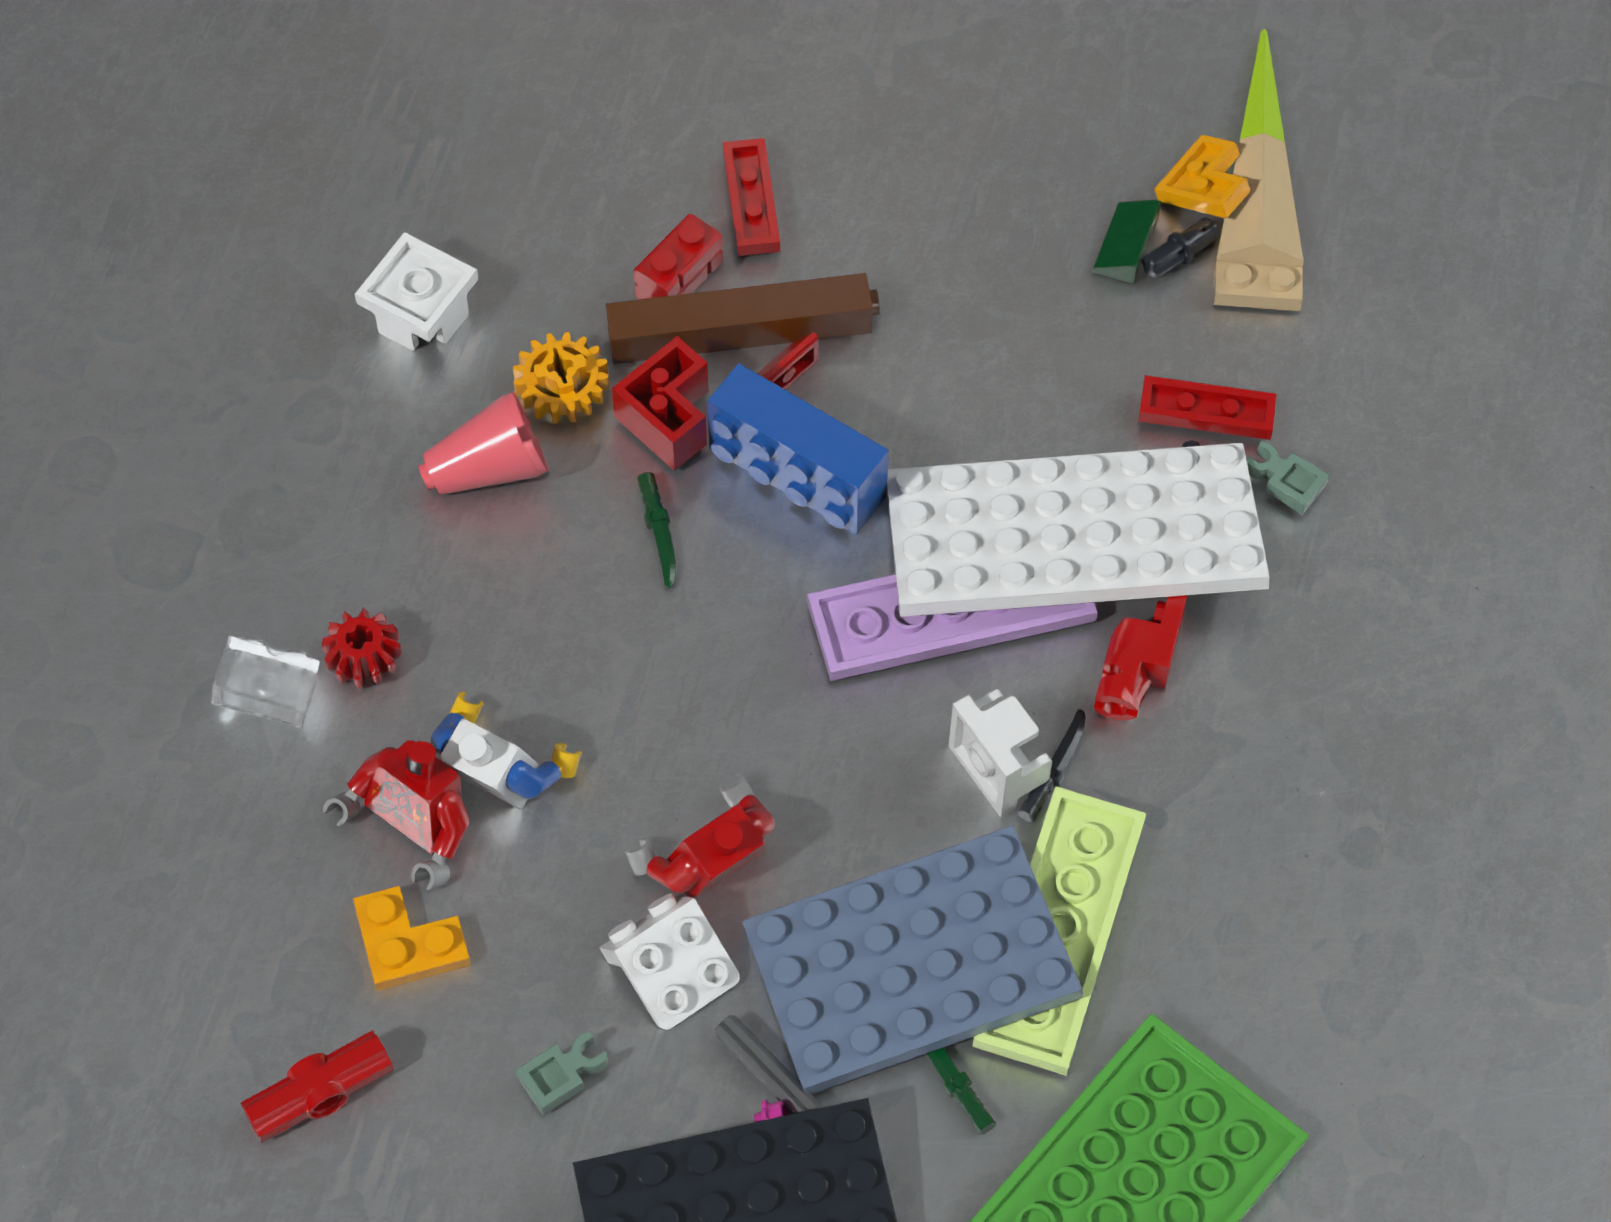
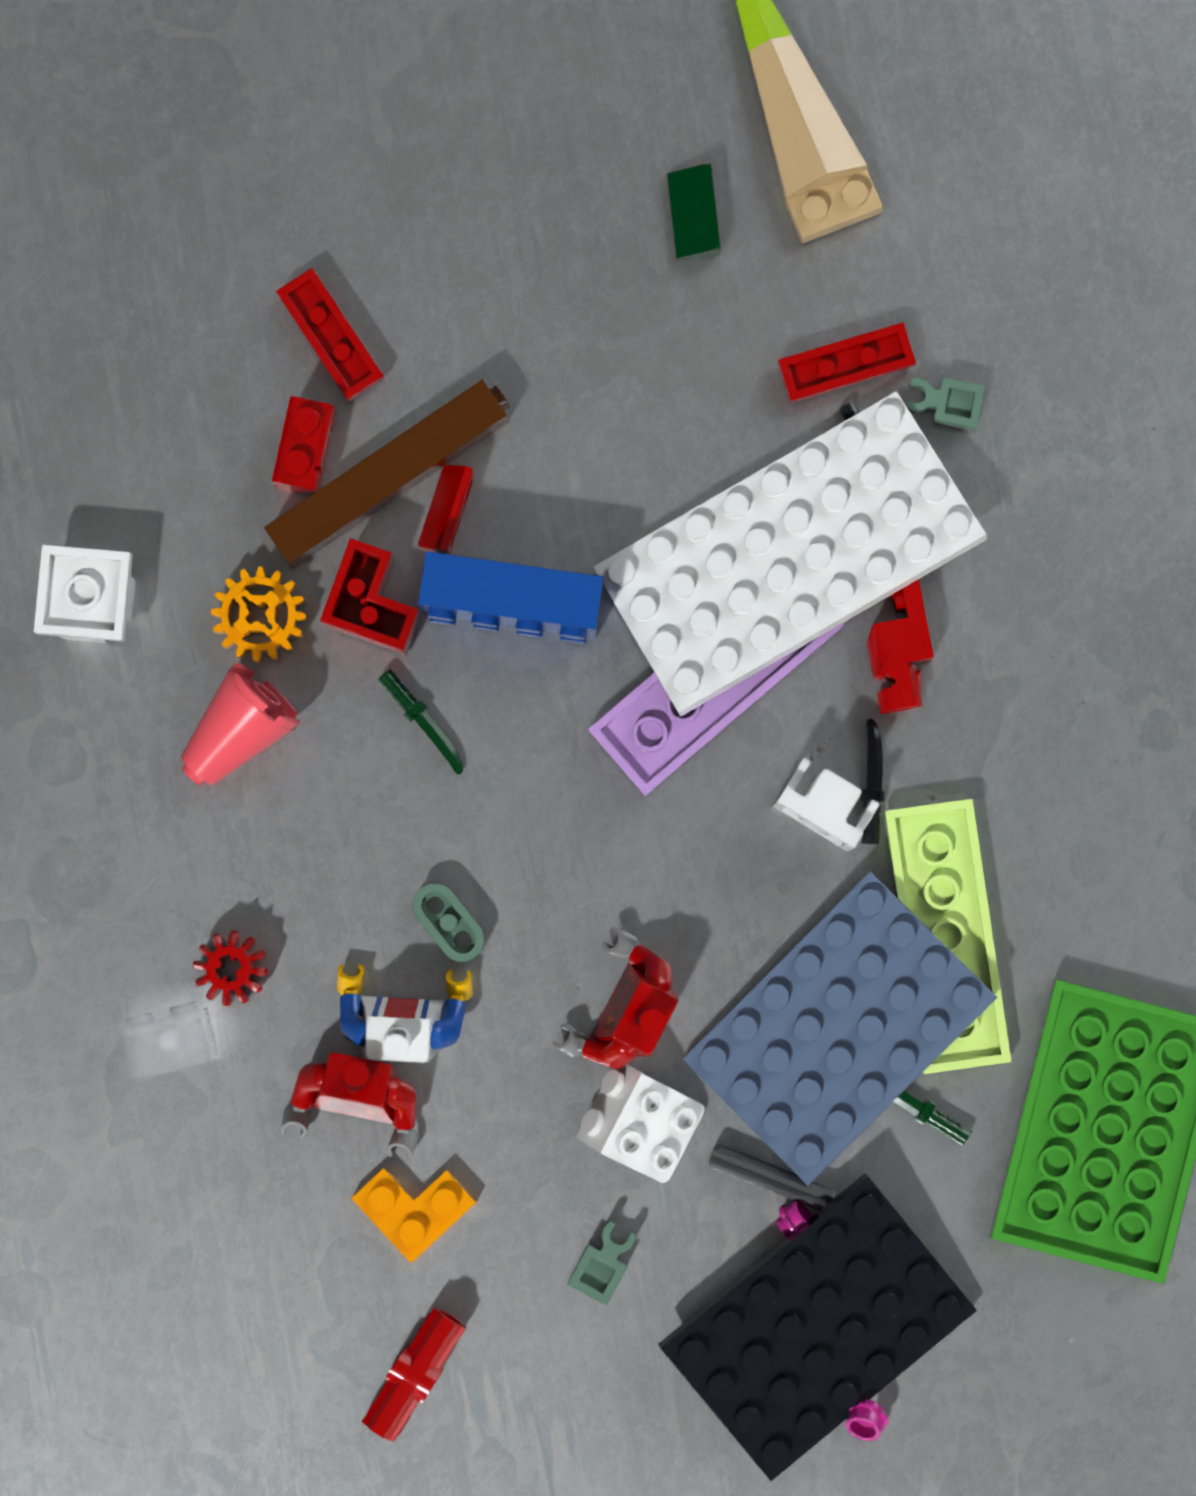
camera: 25 degrees left, 25 degrees up
(586, 704) = (449, 922): none -> sand green plate
(1180, 248) = (747, 201): black axle -> none
(1200, 179) = (730, 124): light orange plate -> none

